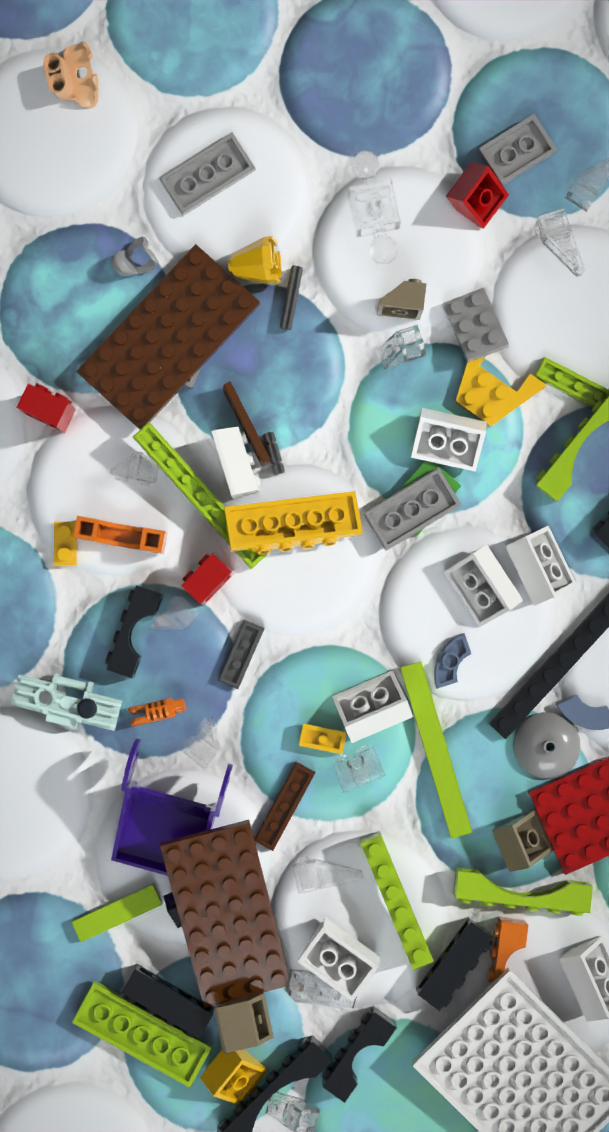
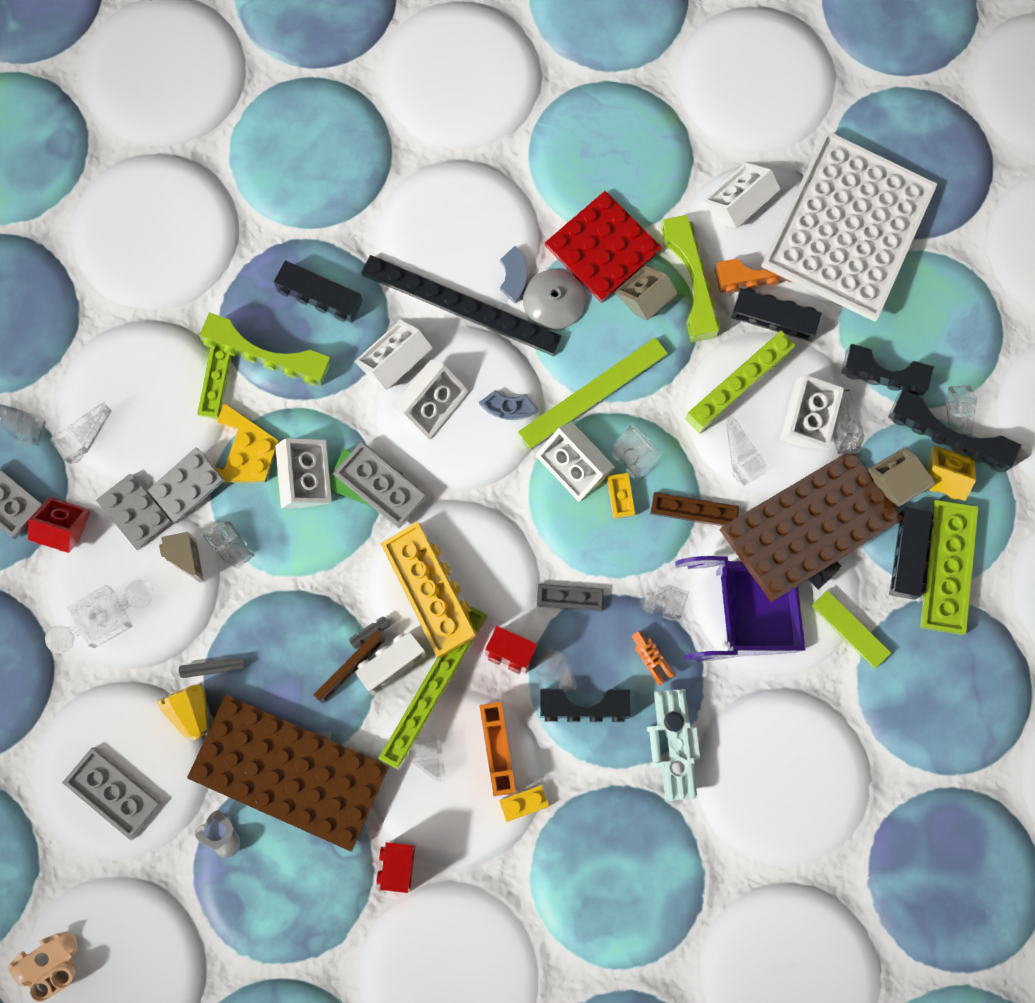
camera: 115 degrees left, 10 degrees down
(467, 269) = (133, 511): none -> light grey plate

